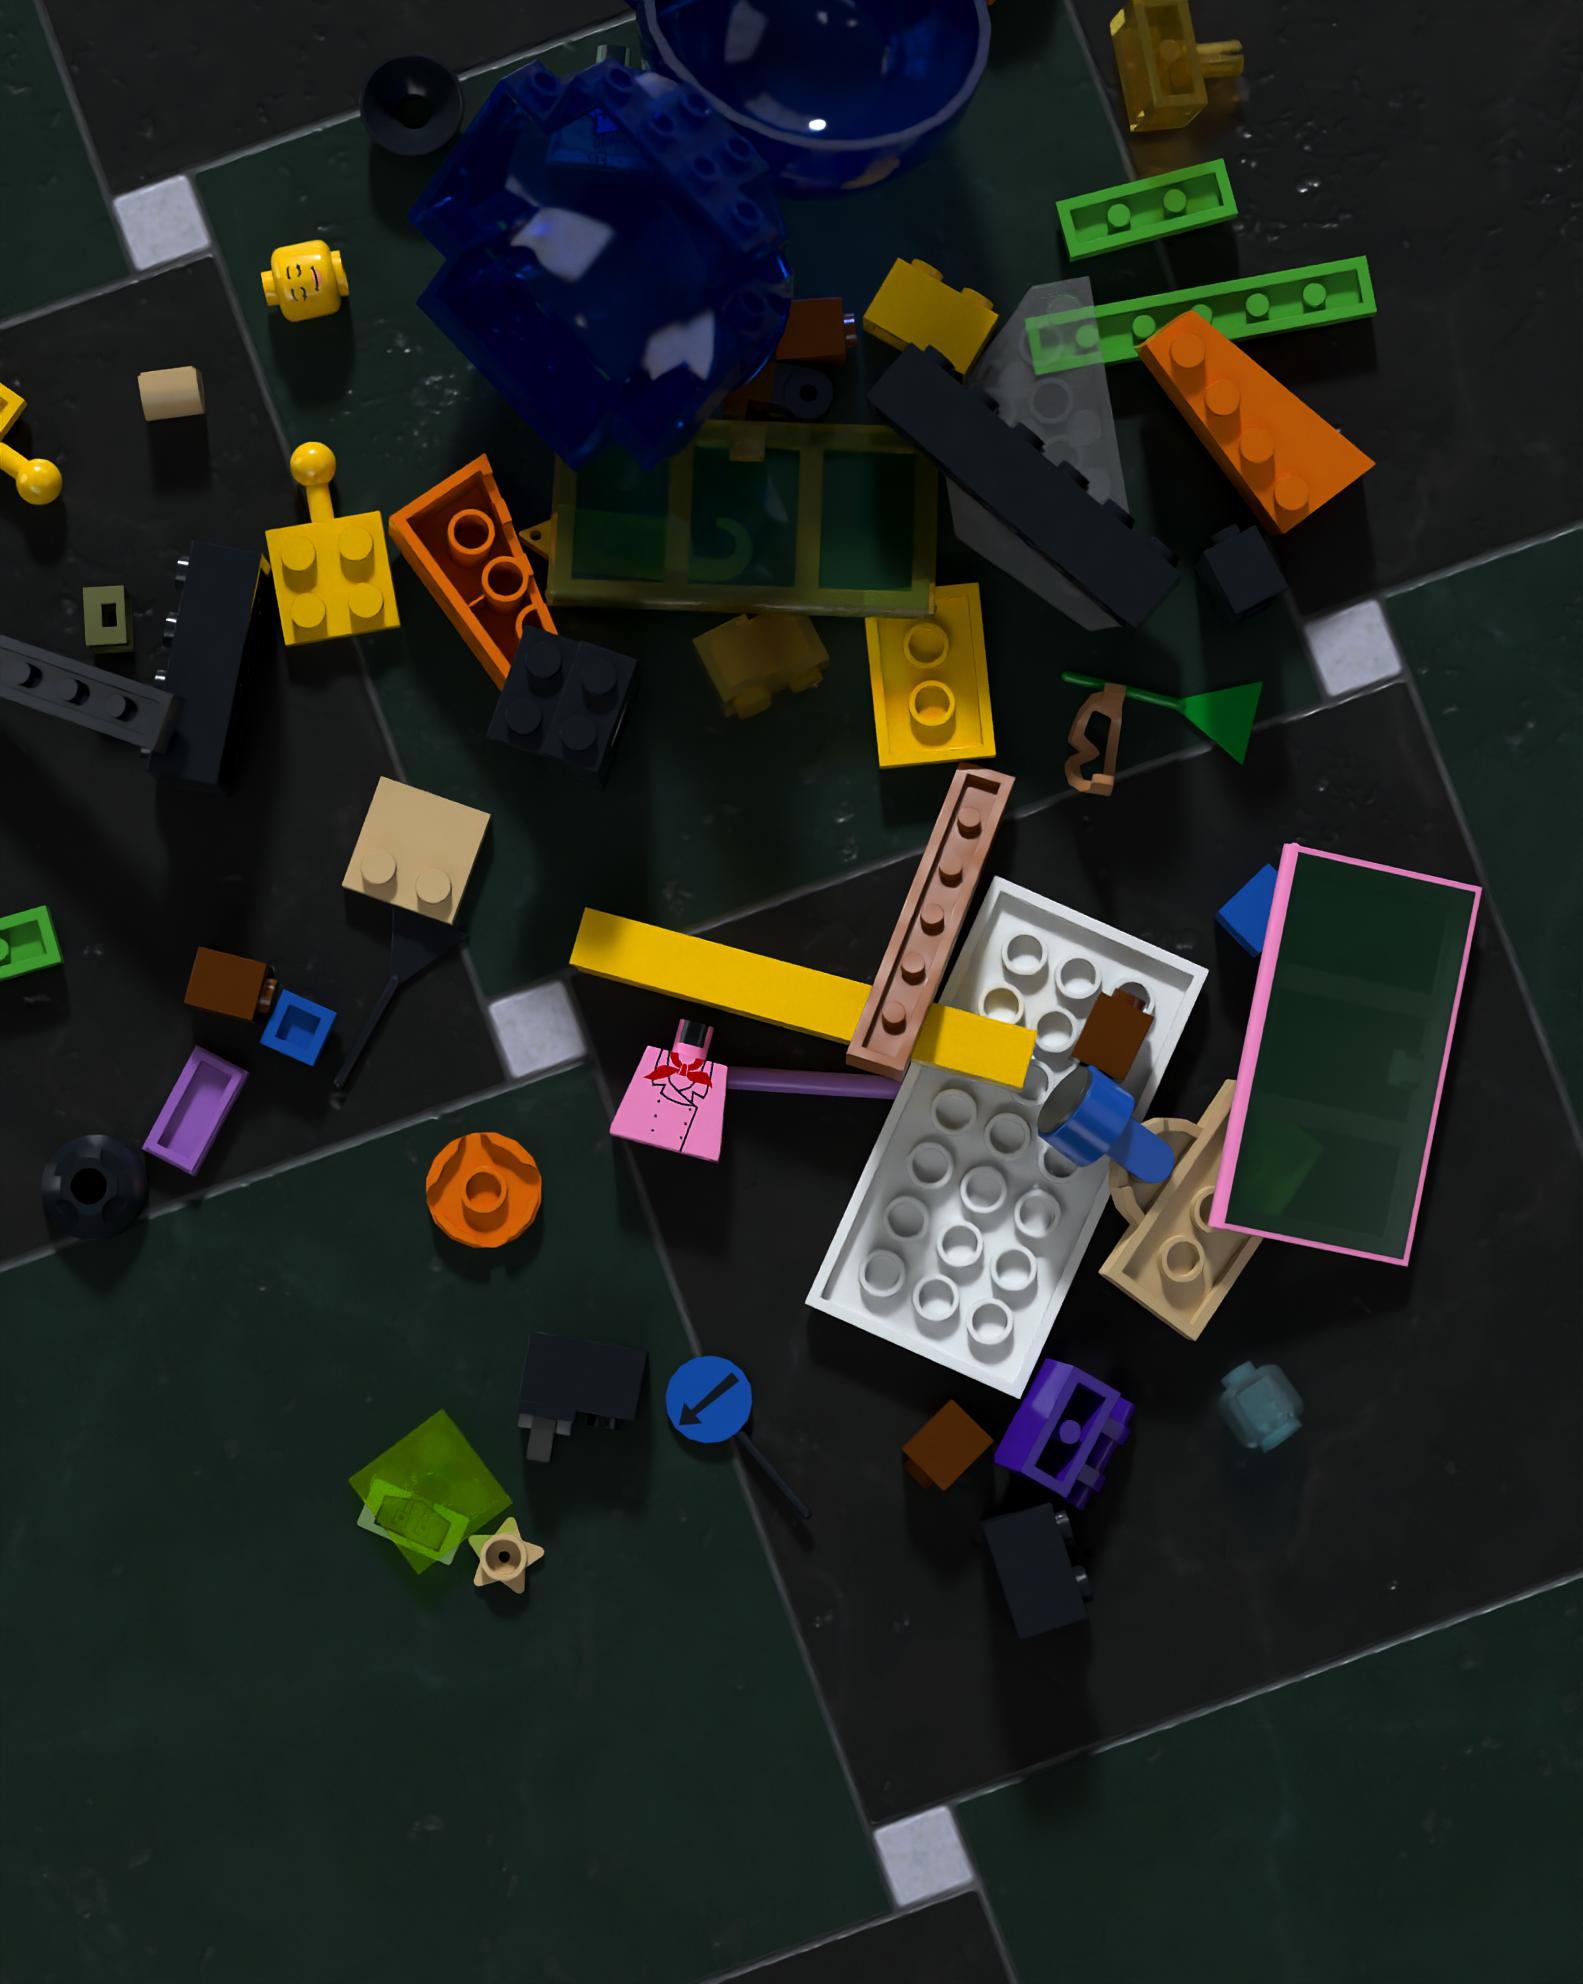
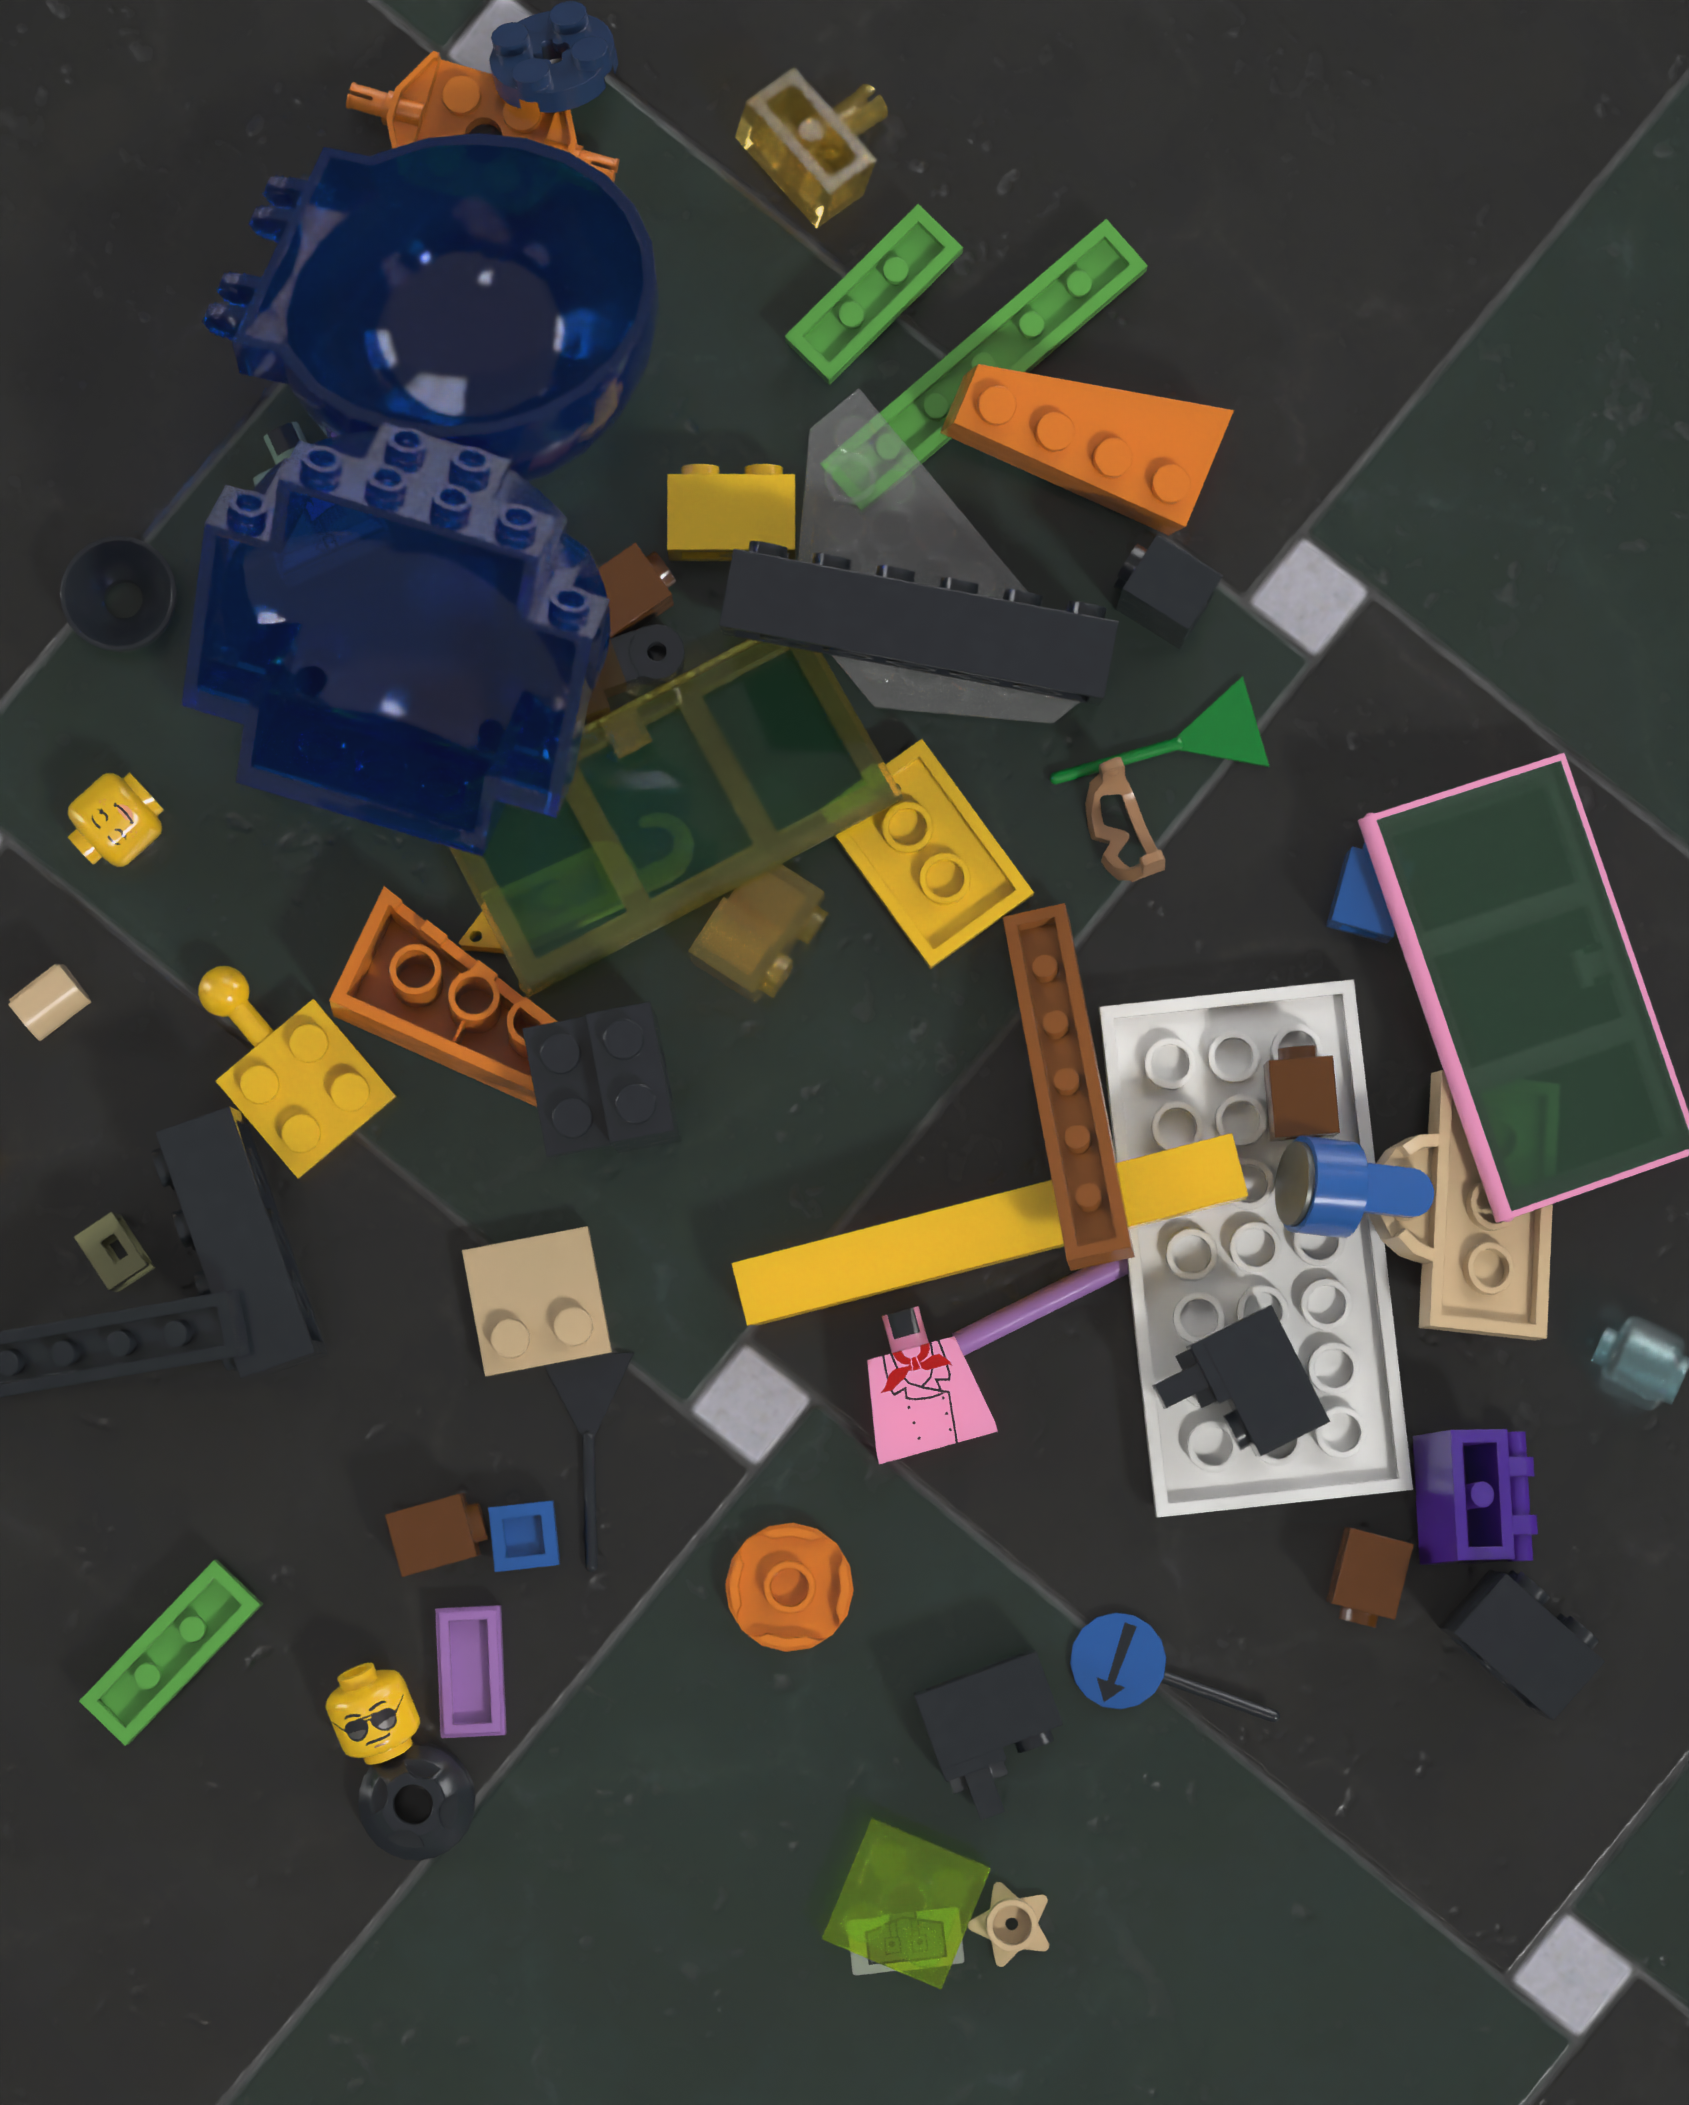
camera: 30 degrees left, 0 degrees up
(99, 1097) = (372, 1713): none -> yellow head
(947, 1233) = (1257, 1375): none -> black hinge

